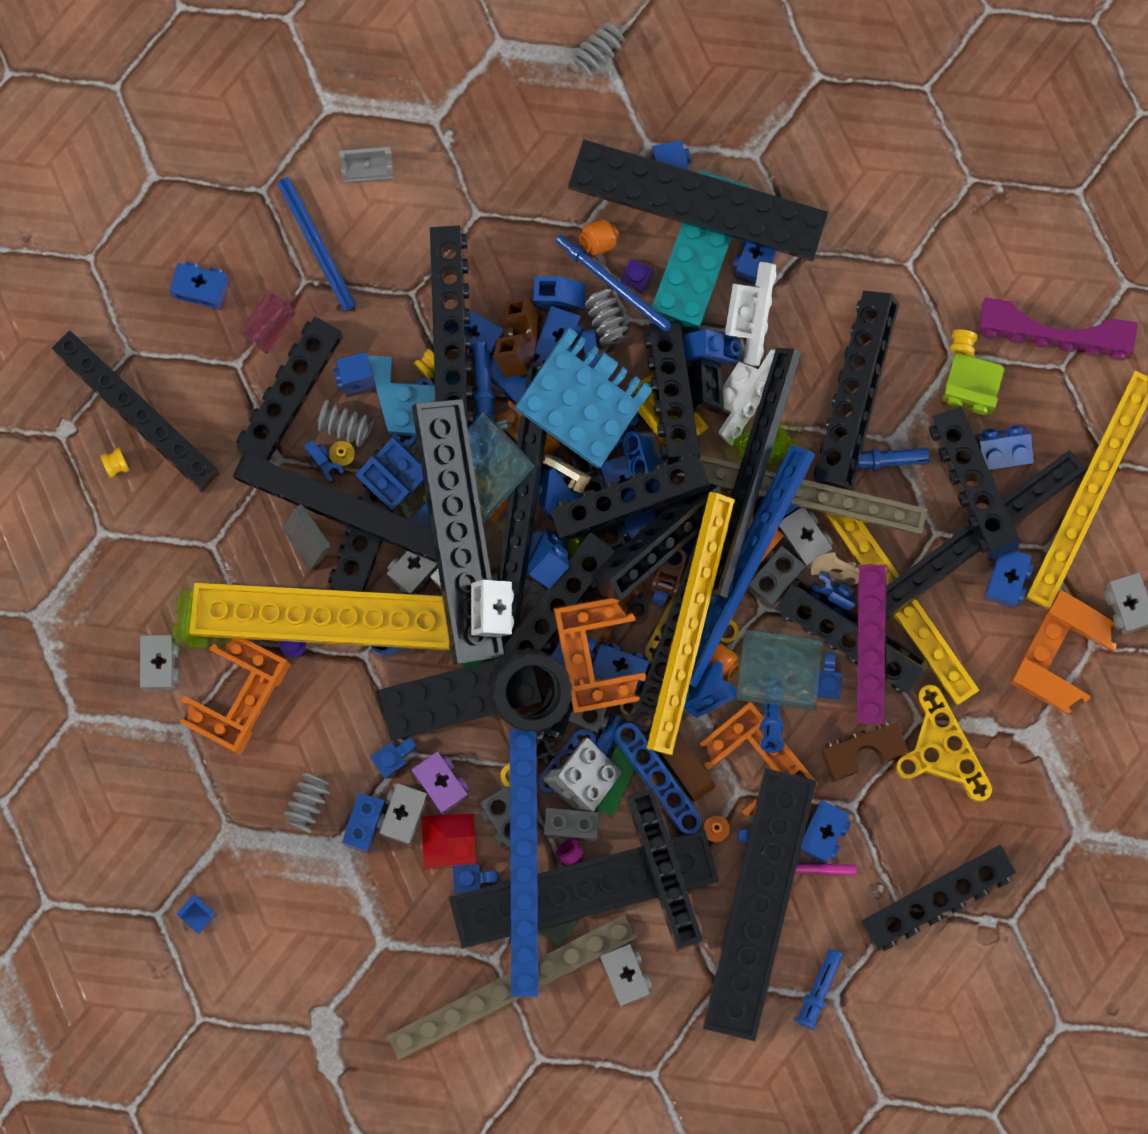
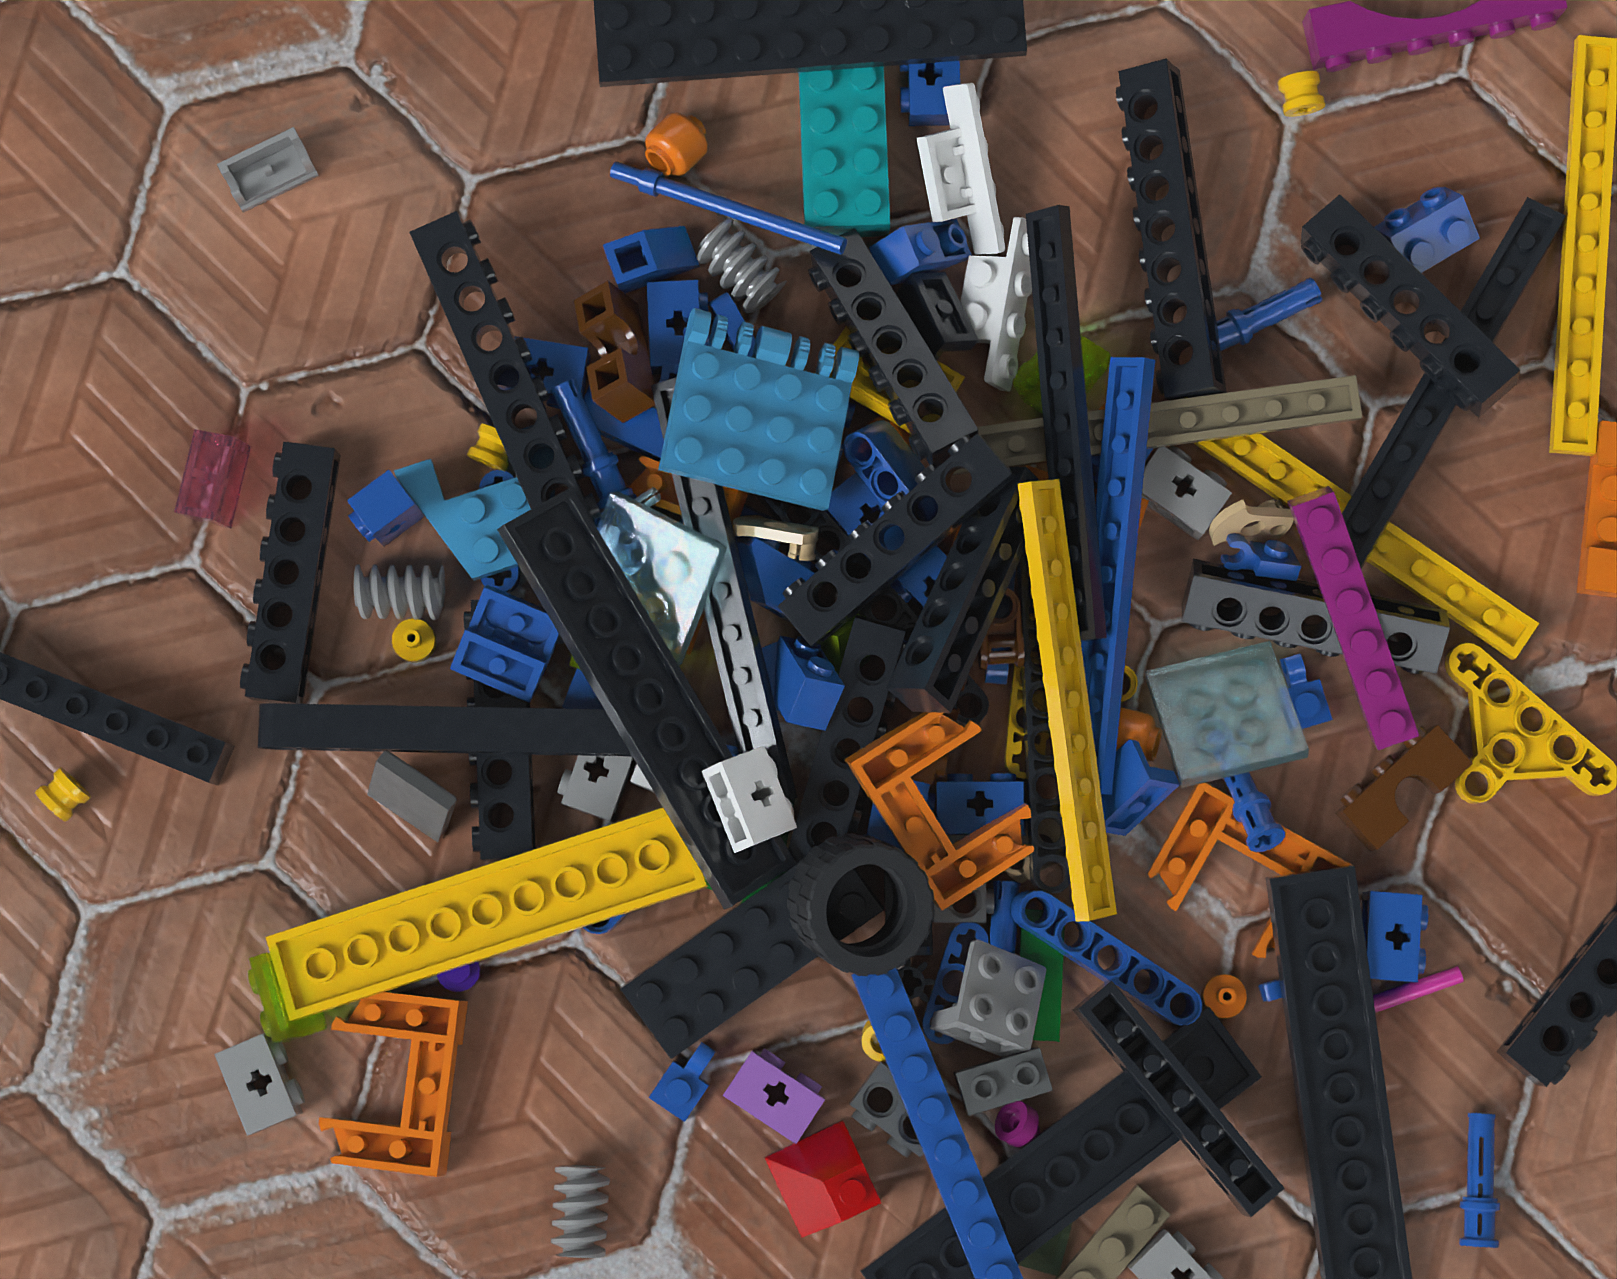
camera: 25 degrees left, 5 degrees up
(208, 295) = (105, 469): blue brick -> none
(316, 244) = (239, 324): blue axle -> none
(319, 456) = (380, 657): blue plate -> none
(363, 823) = (681, 1206): blue brick -> none
(414, 804) = (747, 1192): light grey brick -> none
(469, 878) = (880, 1225): blue plate -> none
(637, 276) = (758, 182): dark purple plate -> none
(688, 770) = (1149, 924): reddish brown beam -> none
(780, 580) = (1169, 573): dark grey brick -> none
(973, 384) = (1342, 152): lime bracket -> none
(998, 589) = (1502, 450): blue brick -> none

